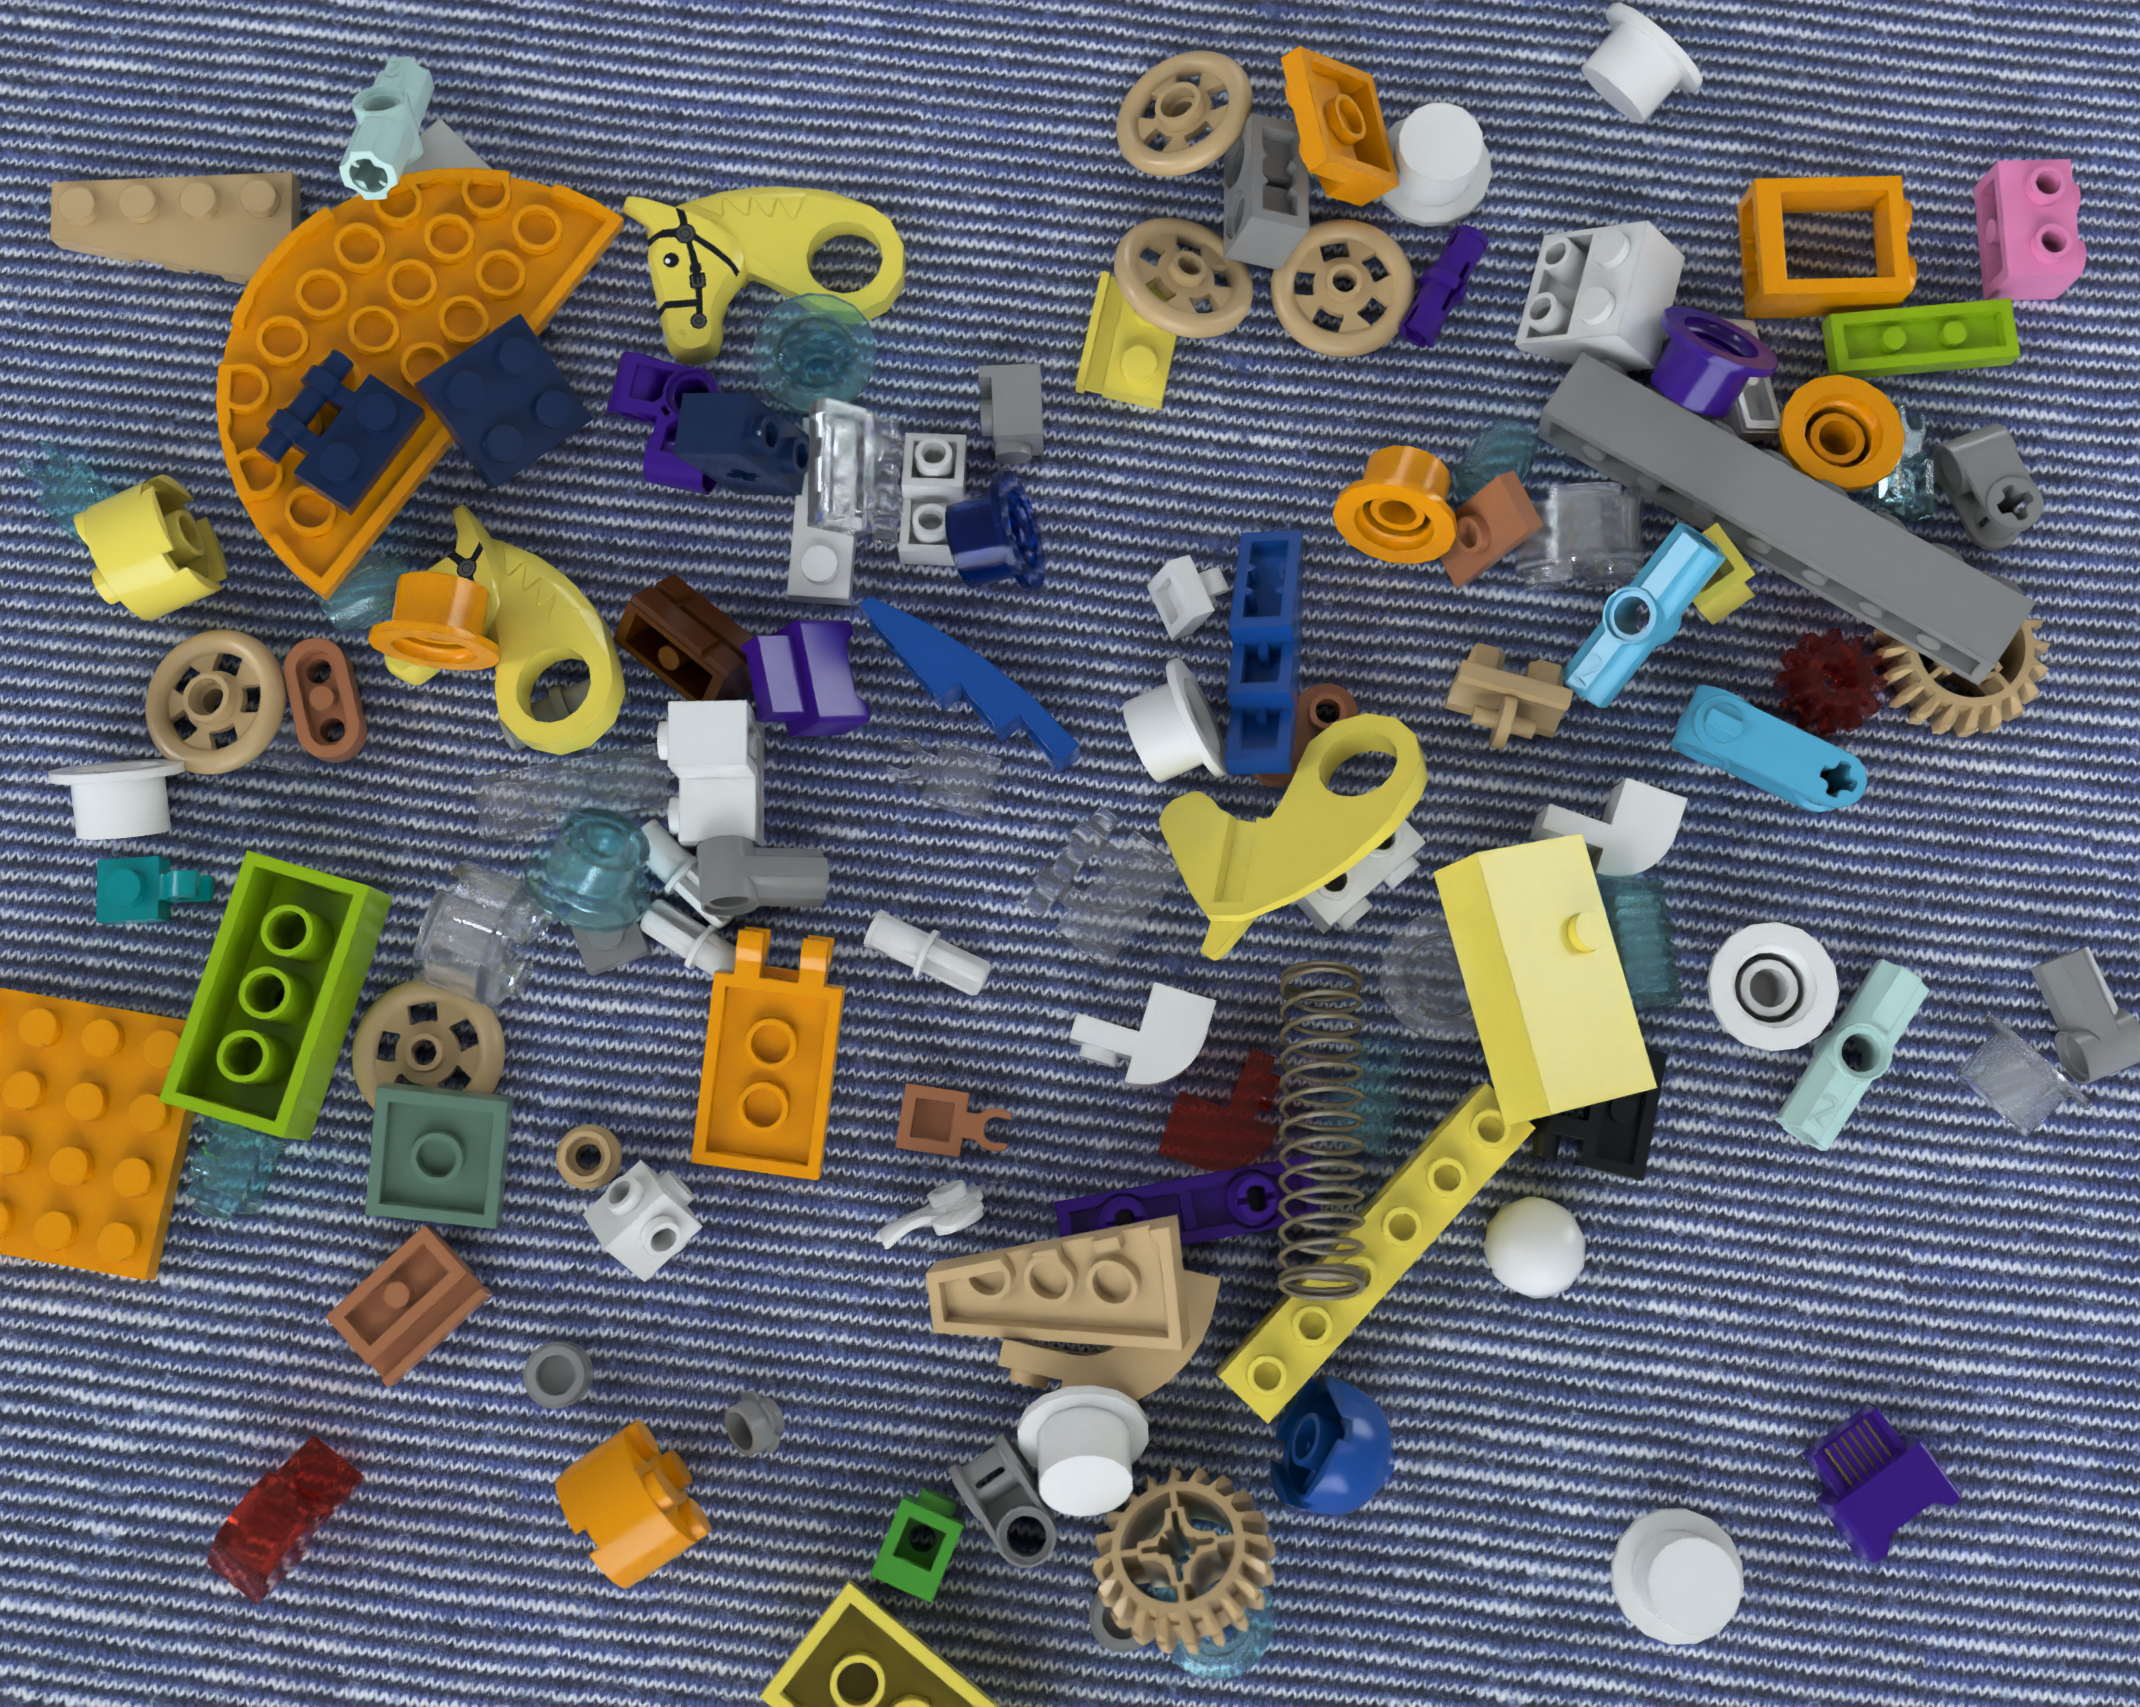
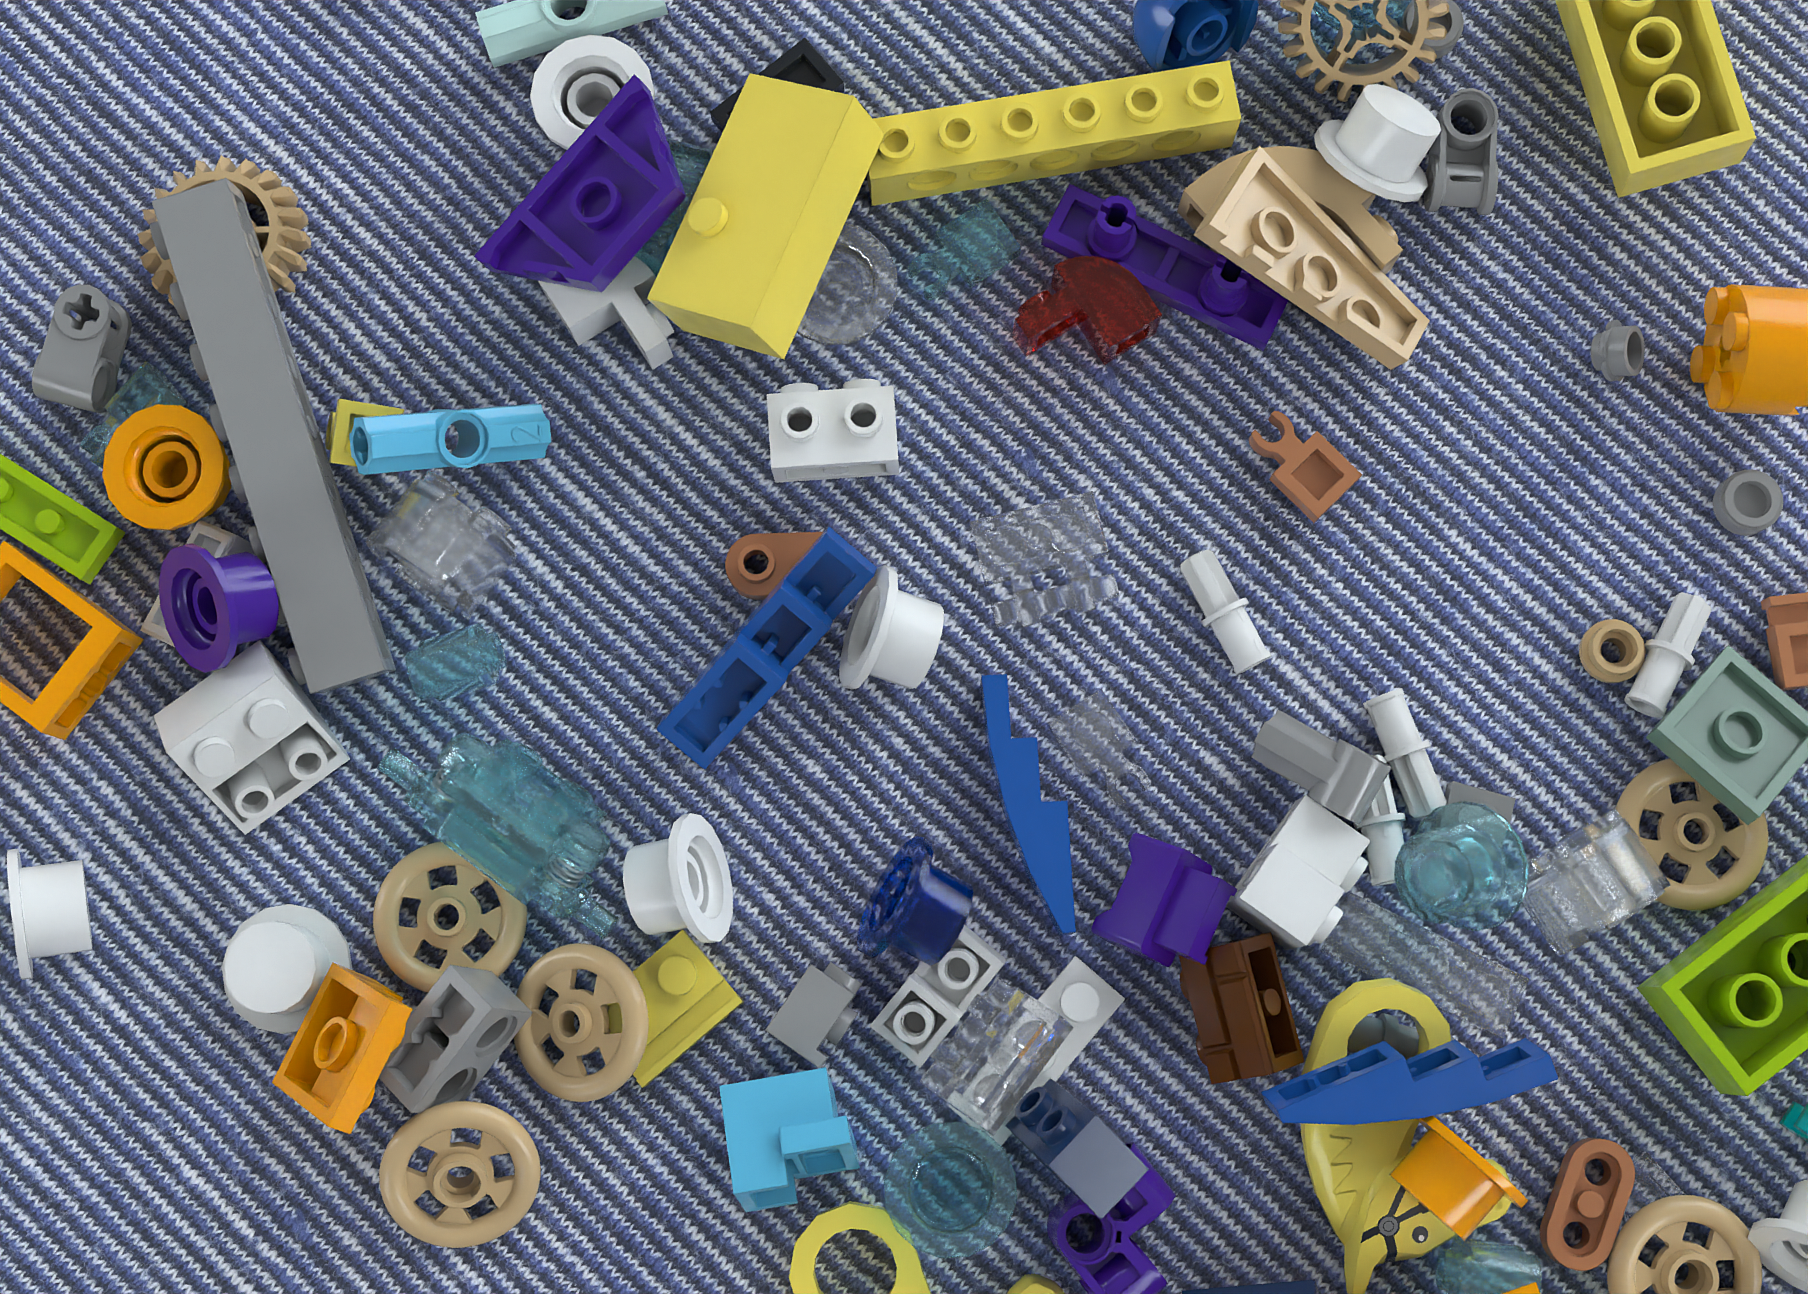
camera: 140 degrees left, 0 degrees up
(534, 643) = (1386, 1087): none -> blue slope
(540, 1188) = (1668, 655): none -> white axle
(644, 1219) = (1604, 561): white brick -> none
(769, 1061) = (1414, 616): light orange tile -> none
(915, 1568) = (1564, 160): bright green brick -> none
(949, 1210) = (1358, 395): white plate -> none
(972, 299) = (782, 1132): none -> medium azure plate
(1164, 1045) = (1095, 400): white brick -> none
(1184, 595) = (794, 745): white tile -> none
(1186, 425) = (681, 882): none -> white piece
(1309, 840) = (861, 452): light yellow animal -> none
(1329, 1271) = (930, 355): dark tan piece -> none
(1351, 377) = (512, 823): none -> clear light blue piece
(1398, 507) = (563, 682): light orange piece -> none
(1443, 286) = (365, 852): dark purple pin -> none
(1490, 528) = (512, 605): nougat plate -> none
(1506, 699) = (610, 460): tan hips -> none
(1535, 1247) = (922, 54): white hair -> none
(1692, 892) = (594, 201): none -> dark purple wing
(1767, 752) = (441, 273): medium azure piece -> none
(1849, 670) = (329, 274): clear red gear -> none

